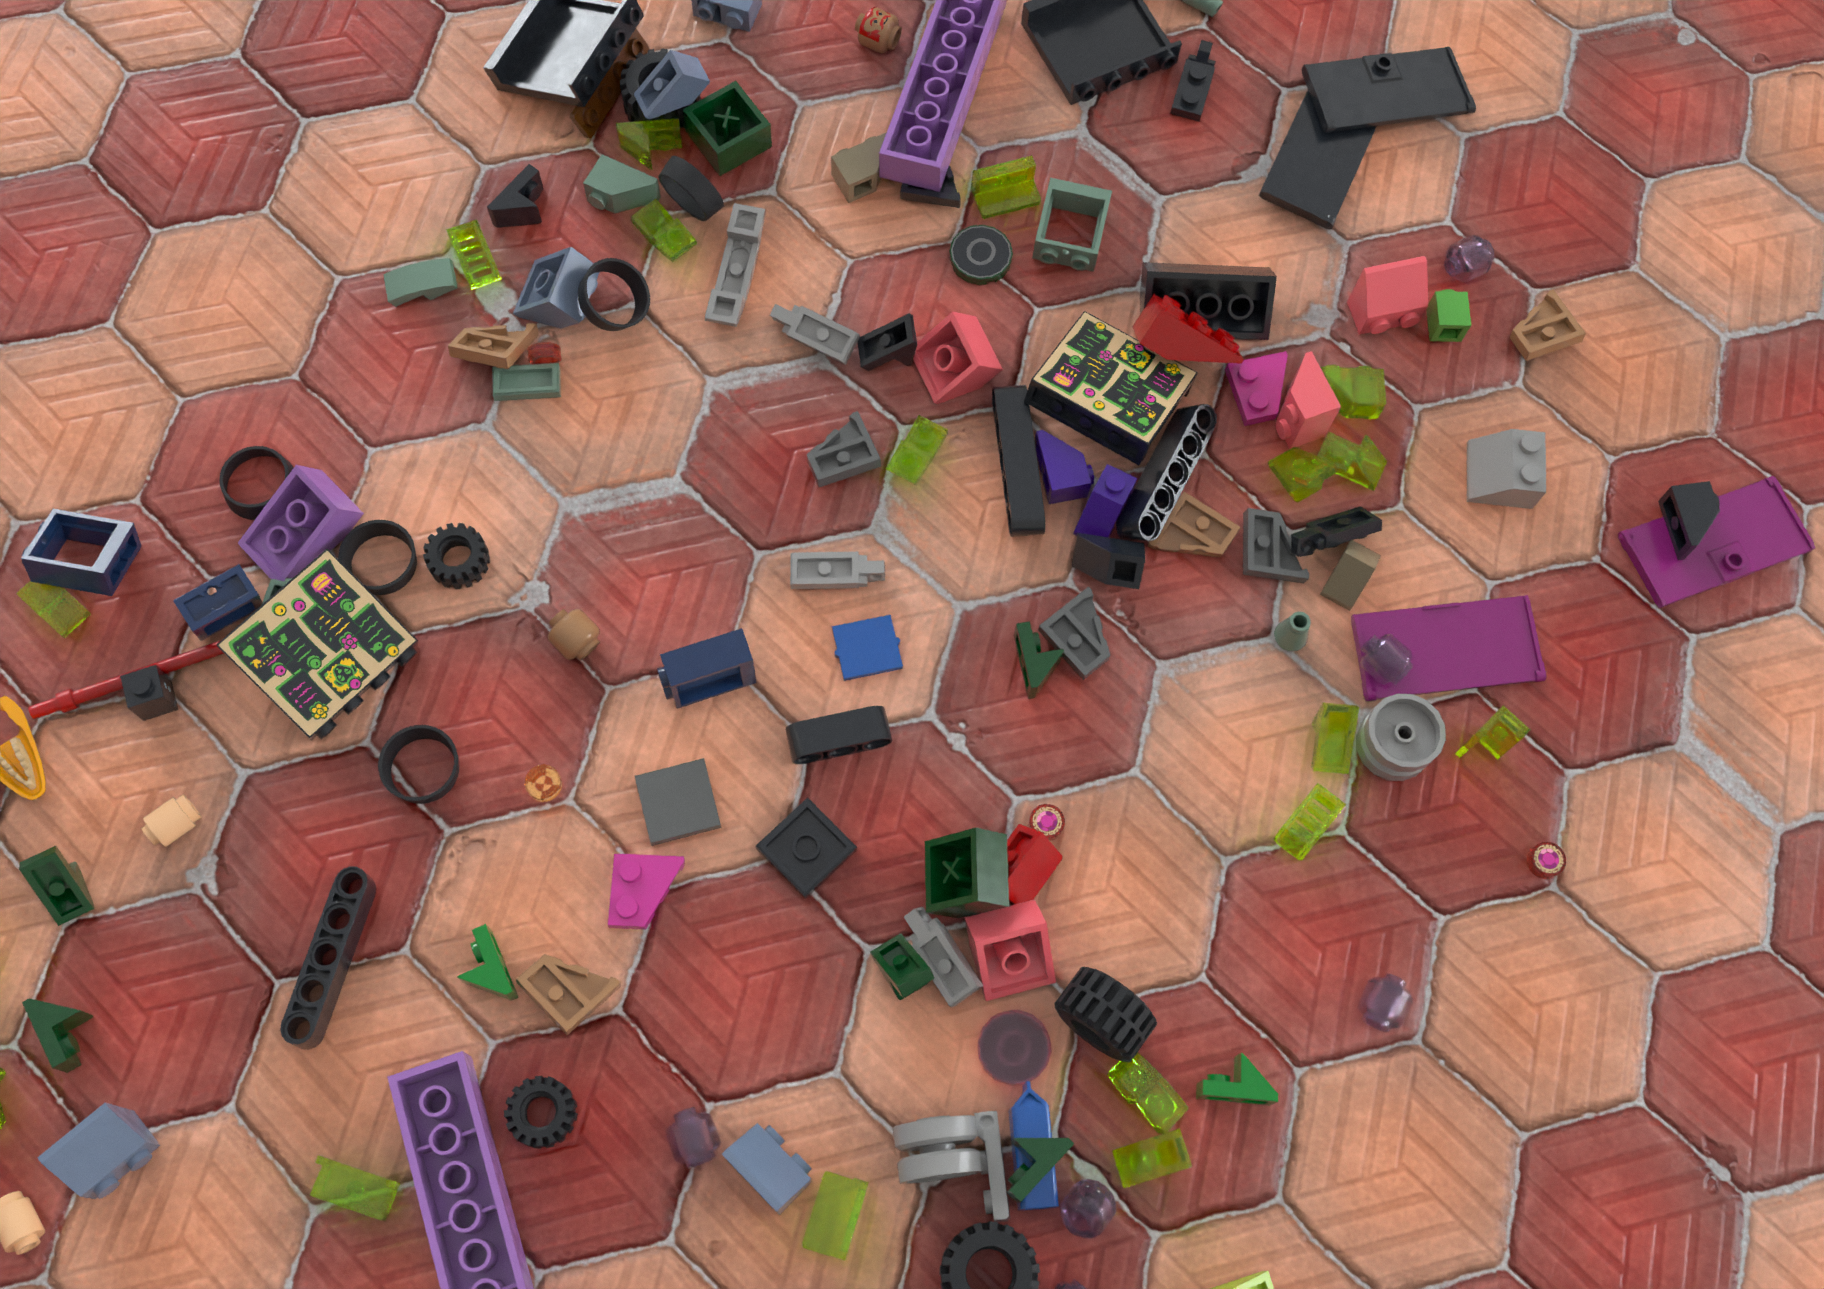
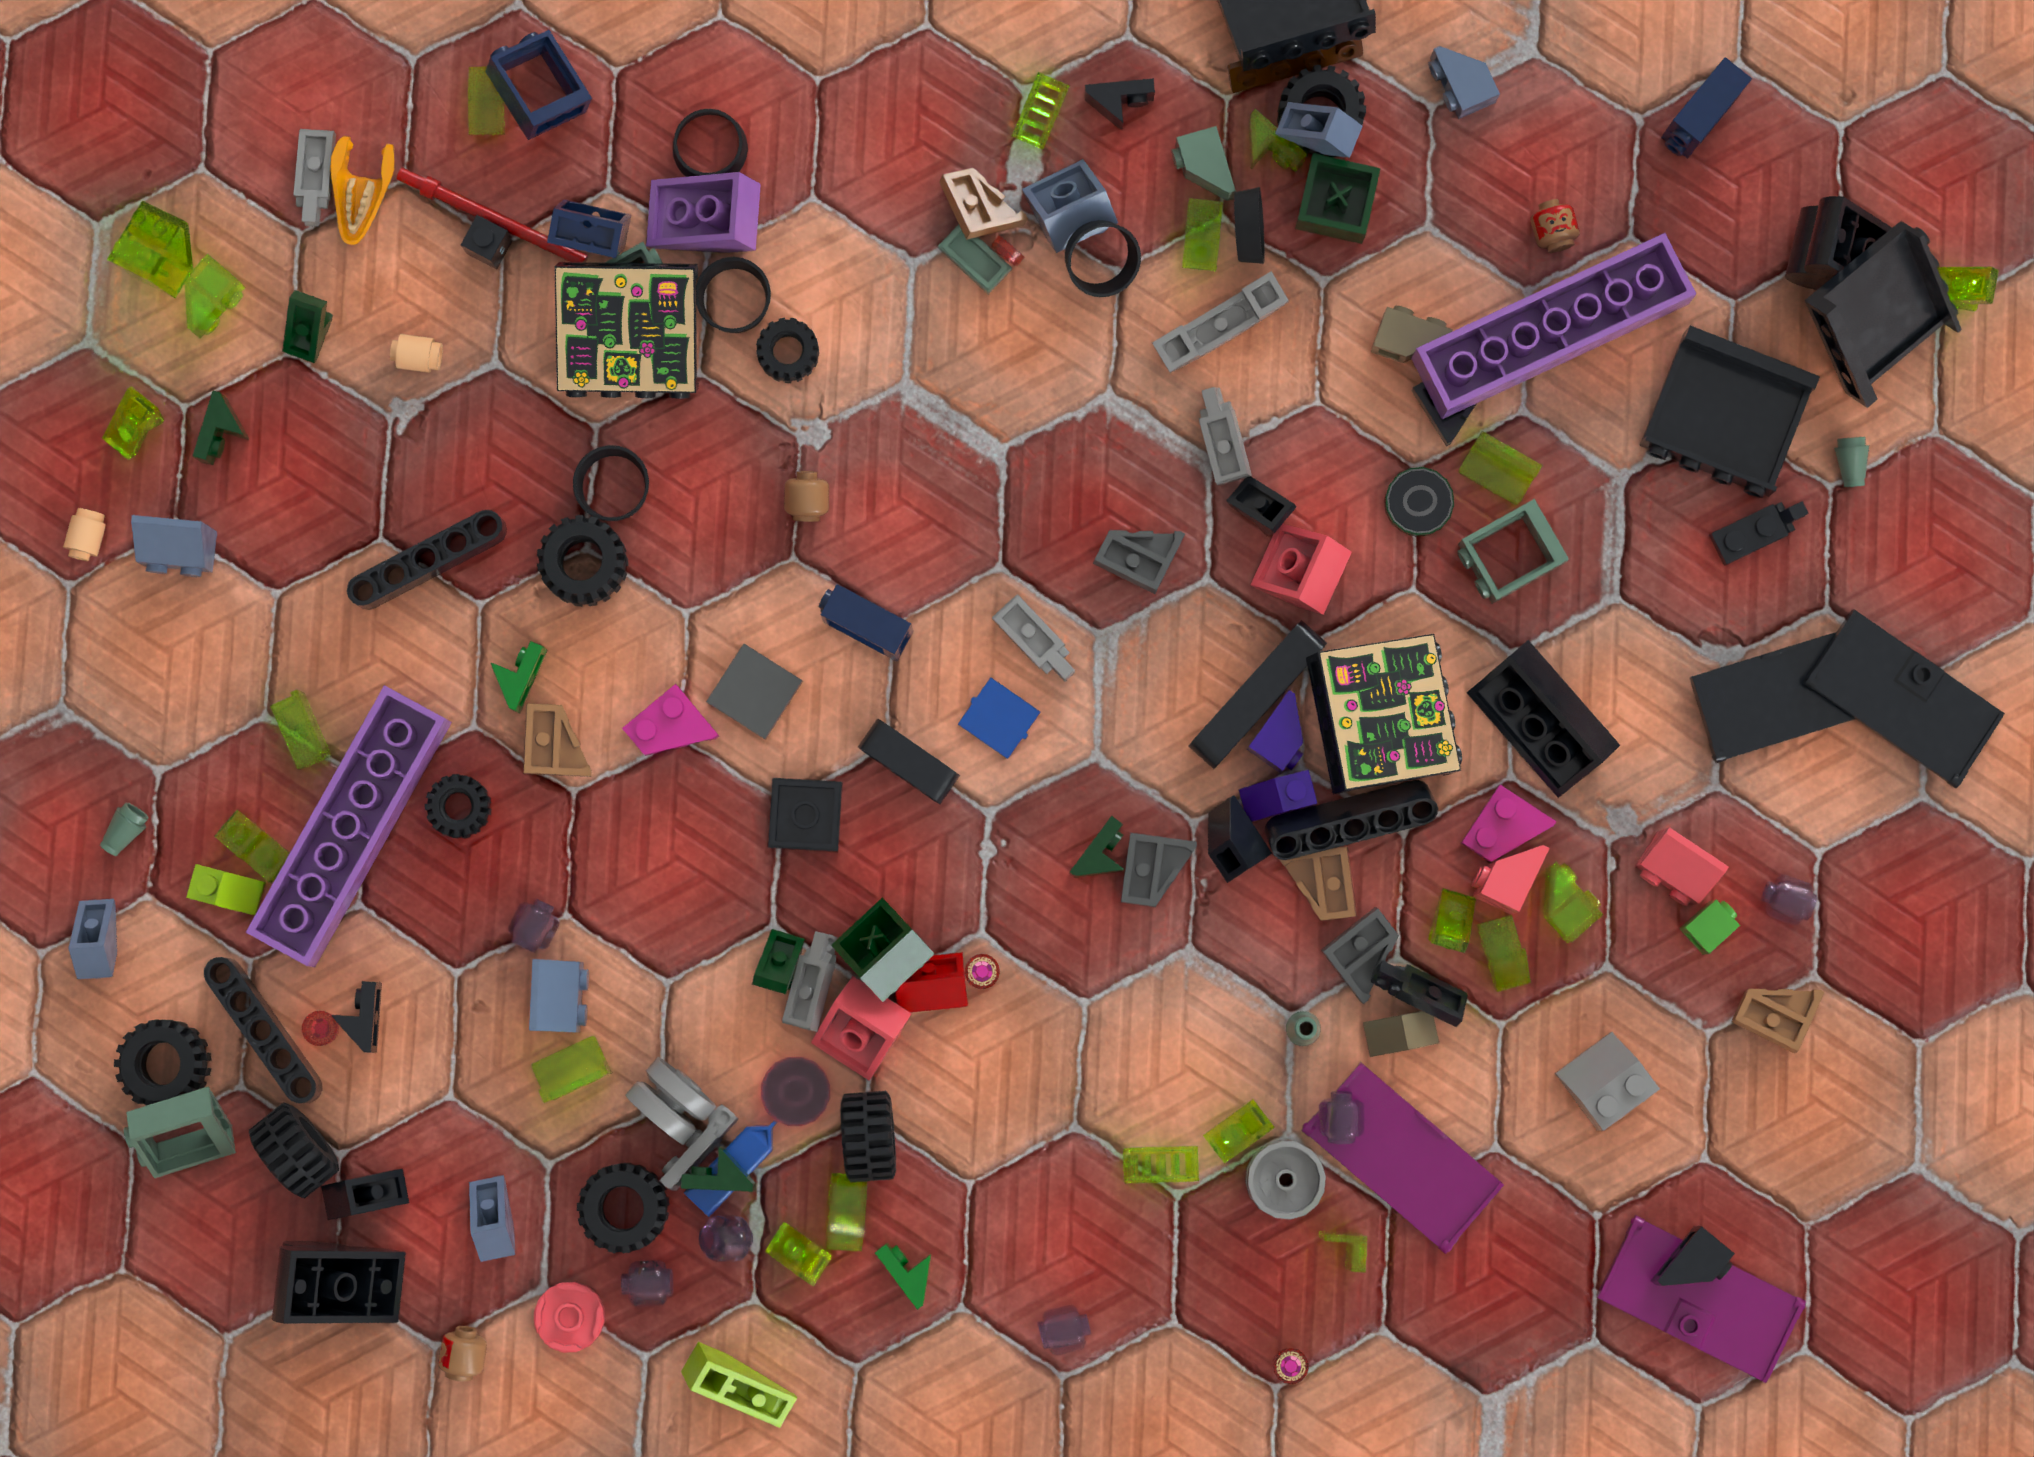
camera: 55 degrees right, 15 degrees up
(424, 278) = (980, 93): sand green slope -> none
(436, 814) = (566, 536): none -> black tyre
(543, 783) = (680, 582): clear orange tile -> none
(917, 450) = (1195, 609): clear neon green slope -> none
(1183, 336) = (1483, 733): red slope -> none

